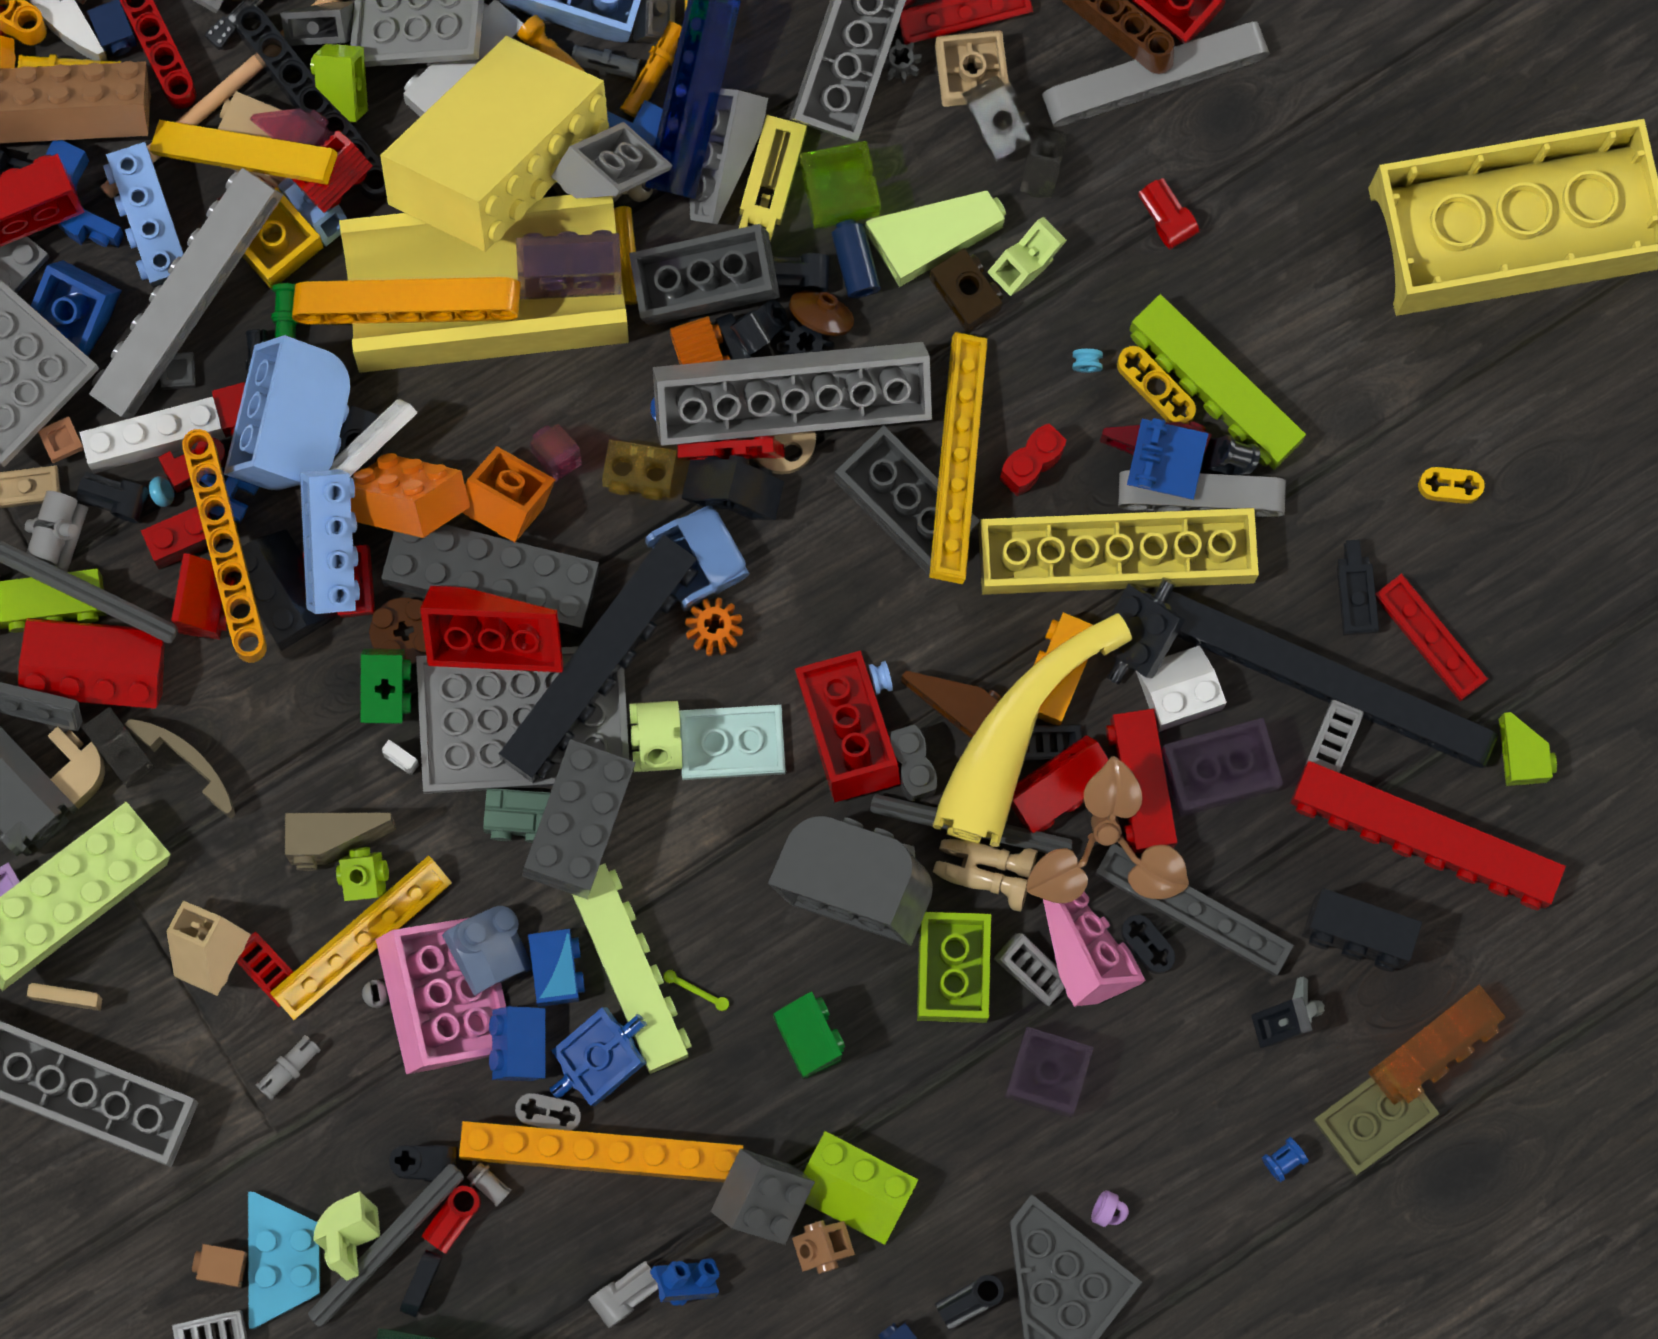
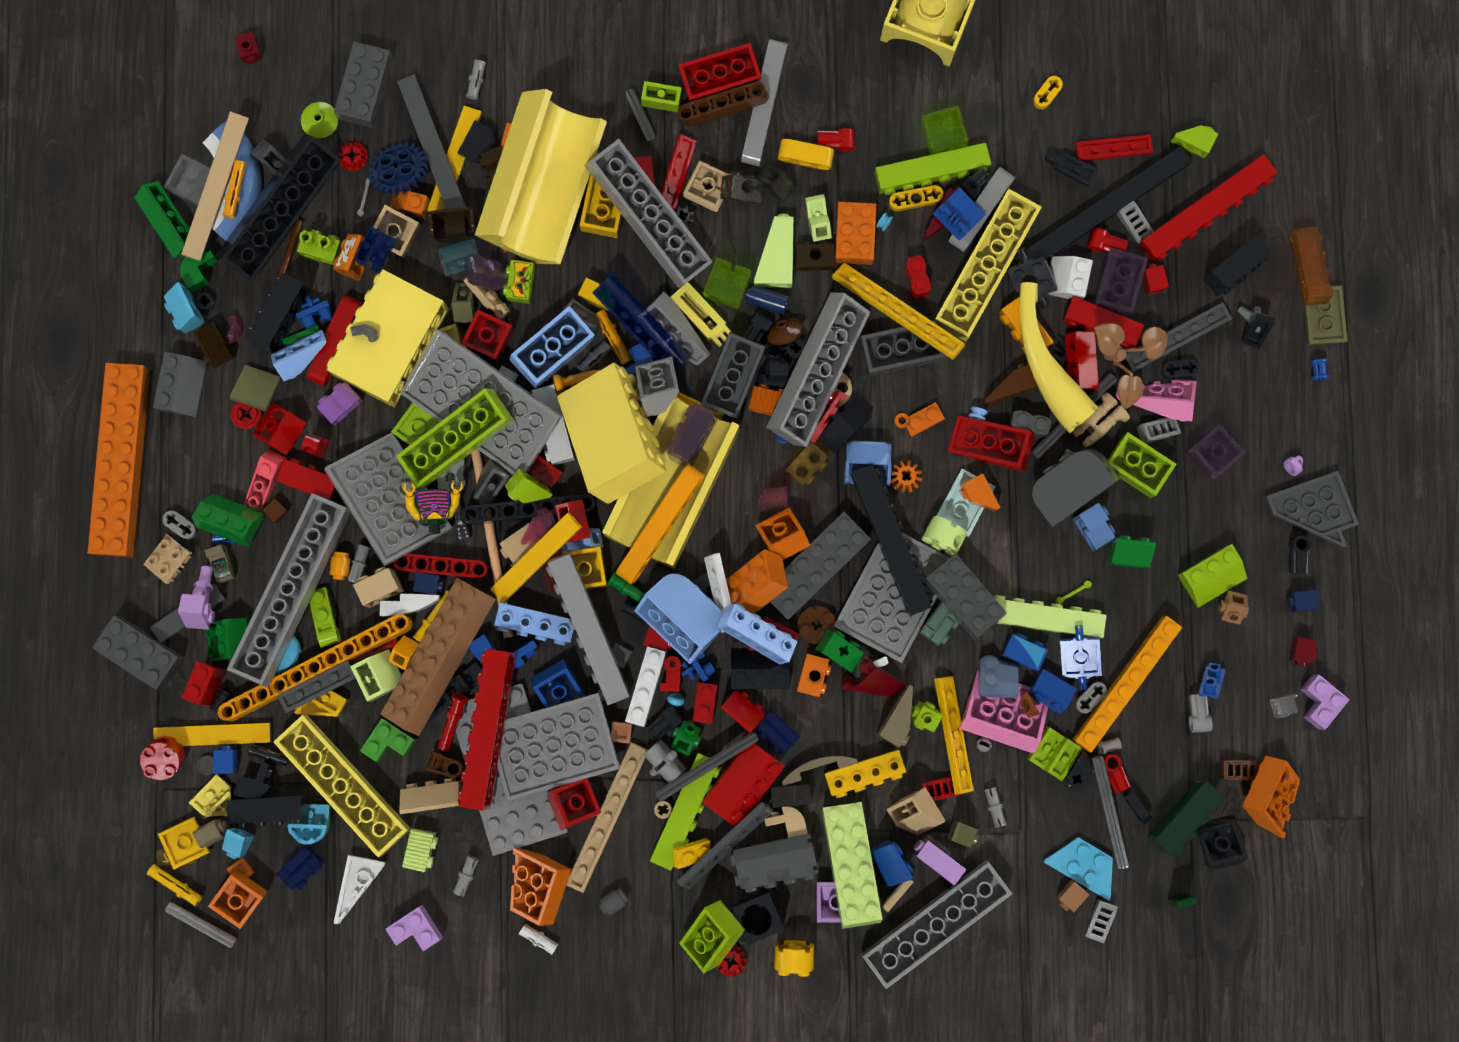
camera: 50 degrees left, 5 degrees up
(106, 955) = (890, 864): none -> blue slope
(111, 539) = (686, 737): none -> green brick
(151, 1025) = (938, 860): none -> lavender window
(202, 671) = (777, 732): none -> clear blue brick
(215, 1039) = (963, 834): none -> olive slope
(220, 837) = (864, 773): none -> yellow brick
(224, 529) = (718, 685): light orange beam -> none
(302, 666) = (805, 684): none -> orange brick
(345, 1227) = (1090, 827): yellowish green brick -> none
(368, 767) = (875, 682): none -> dark red flag
(386, 93) = (545, 472): none -> red plate
(426, 1109) = (1055, 753): none -> lime slope
(474, 1020) = (1028, 705): none -> dark orange slope
(489, 631) = (848, 584): red slope -> none
(756, 748) = (979, 493): none -> orange slope
(762, 1196) = (1197, 621): dark grey brick -> none
(815, 954) = (1094, 526): none -> medium blue brick
(817, 599) = (920, 420): none -> orange hinge
(1041, 326) = (855, 233): none -> orange brick
(1116, 182) = (806, 154): none -> yellow beam
(1262, 819) = (1155, 279): none -> red brick
(1272, 704) = (1102, 241): none -> red piece
(1284, 362) = (942, 132): none -> clear neon green piece

